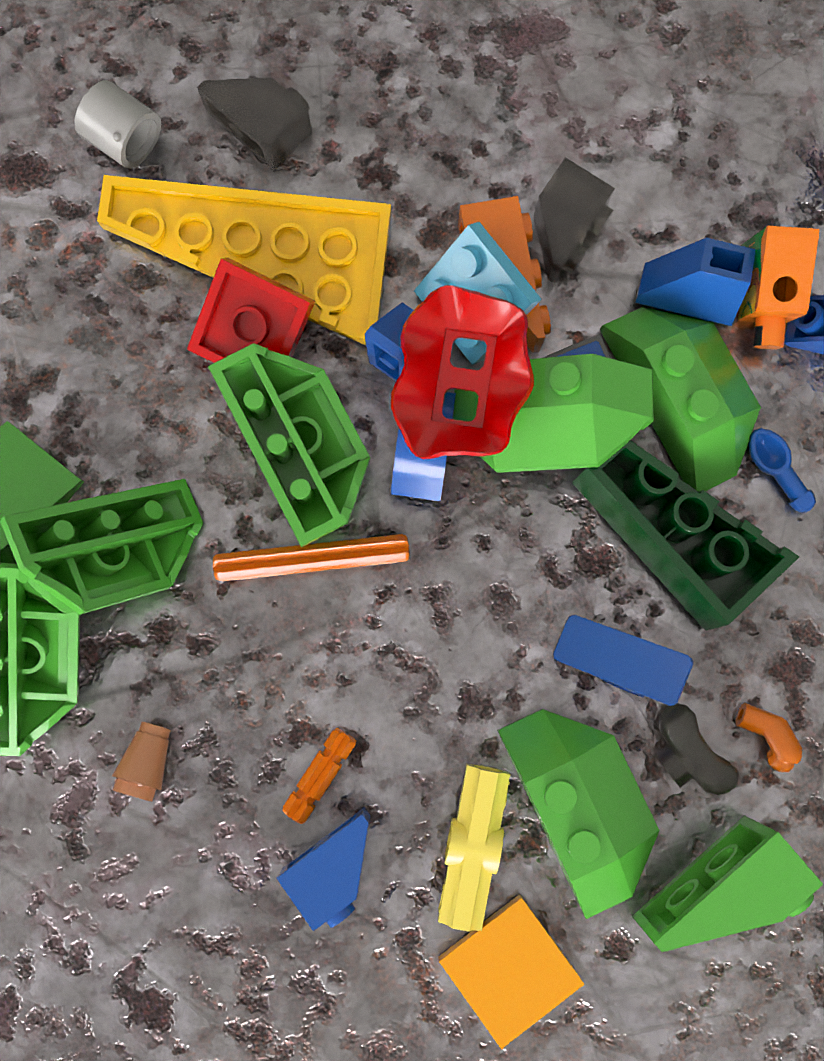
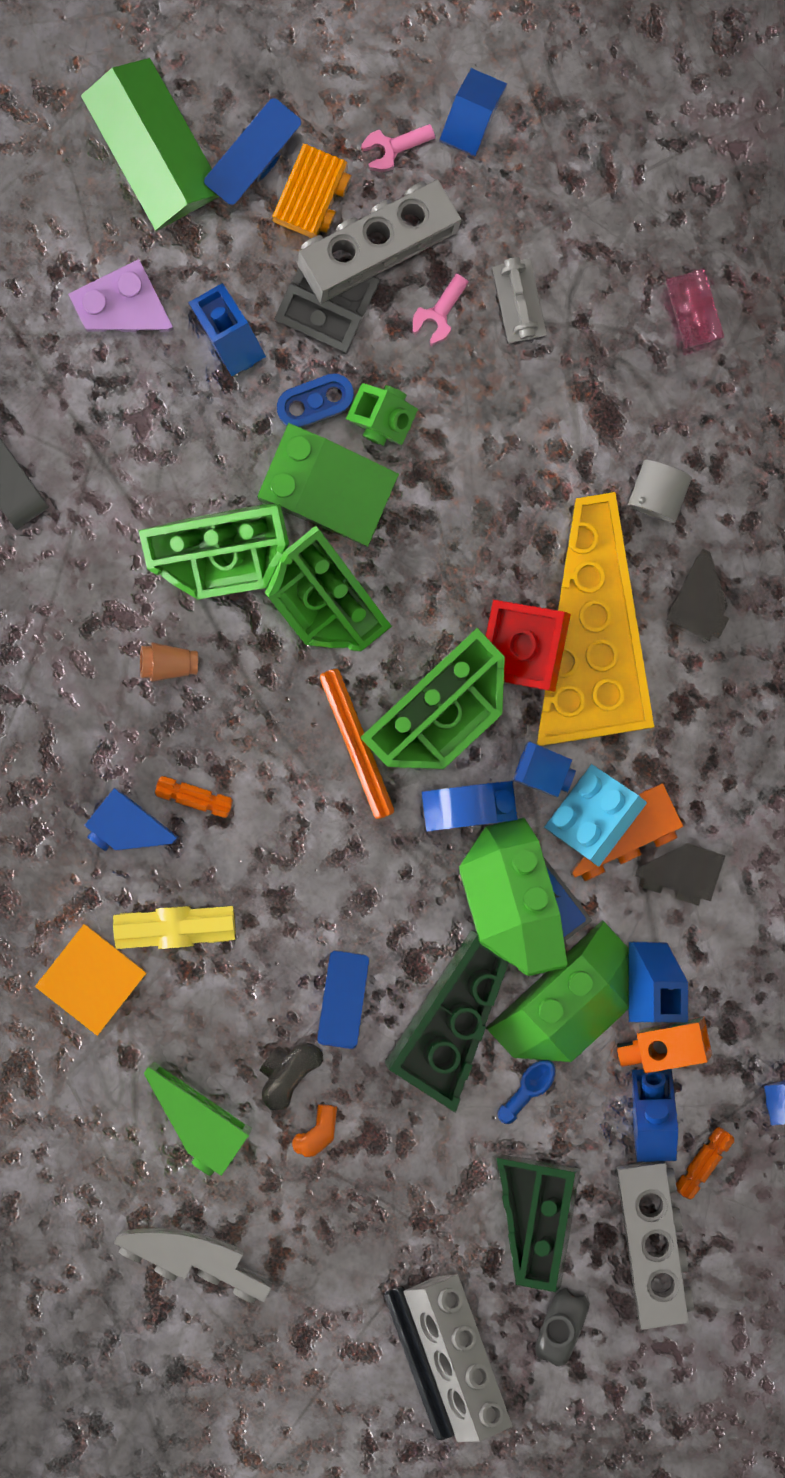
camera: 70 degrees right, 5 degrees up
(428, 373) = (520, 853): red piece -> none
(584, 805) = (227, 1002): bright green wedge -> none

